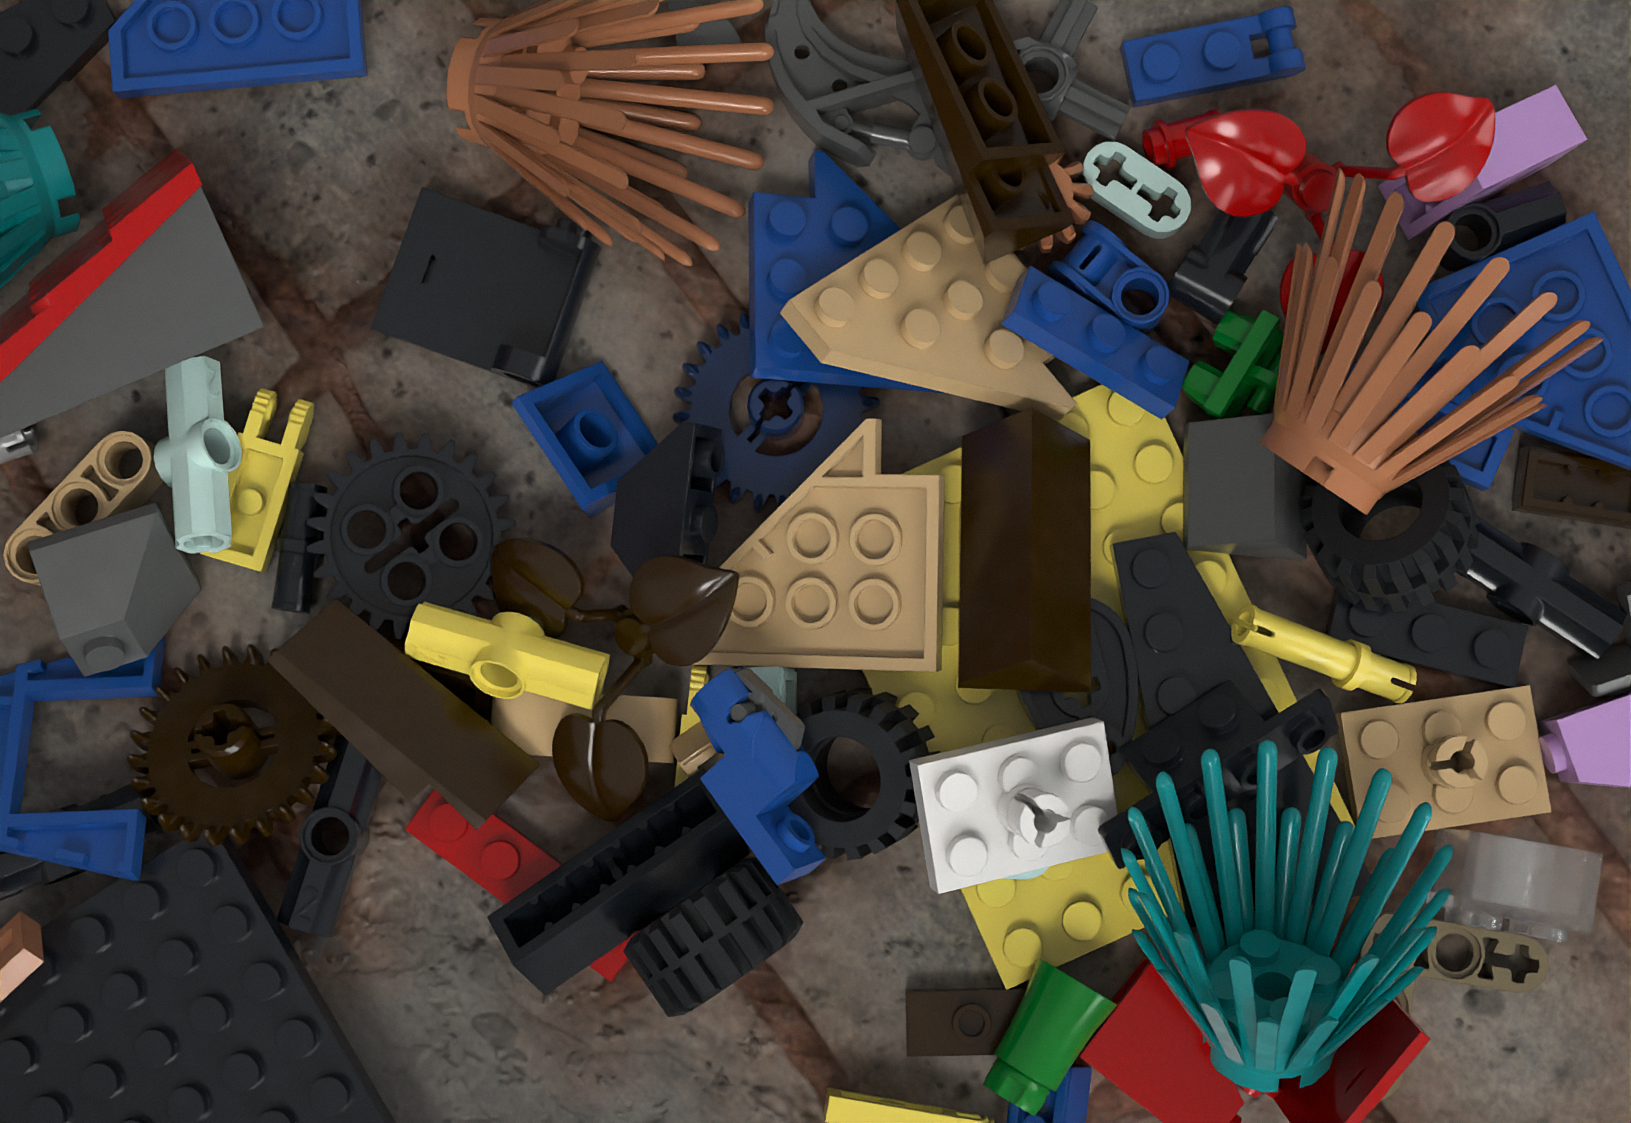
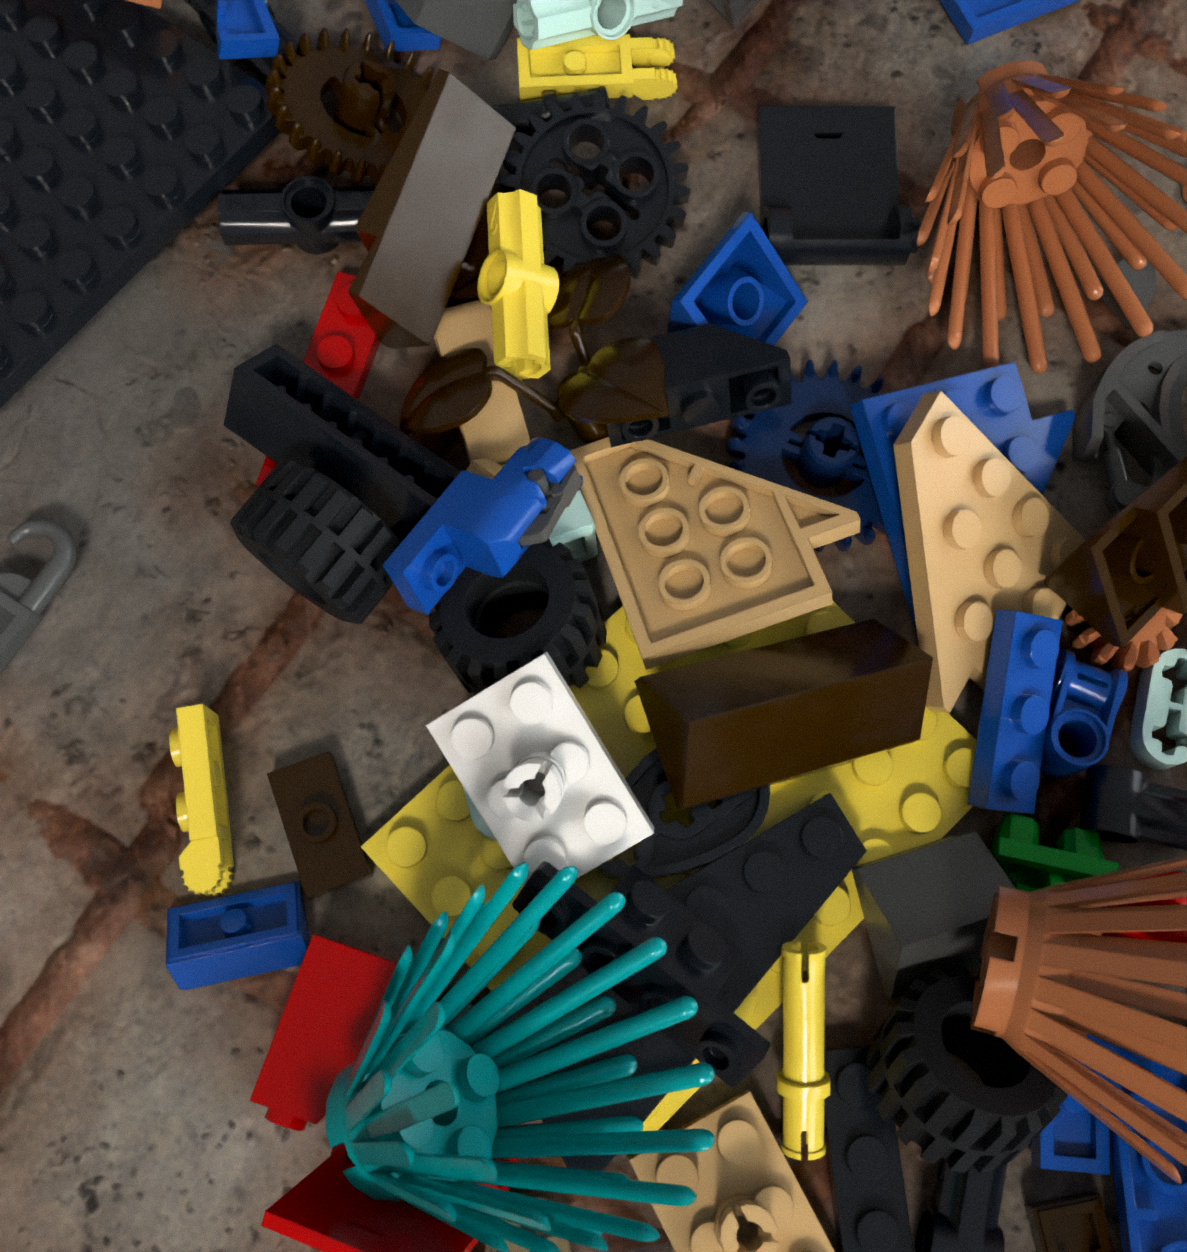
camera: 65 degrees right, 10 degrees down
(1045, 1037) = (322, 894): green plant -> none

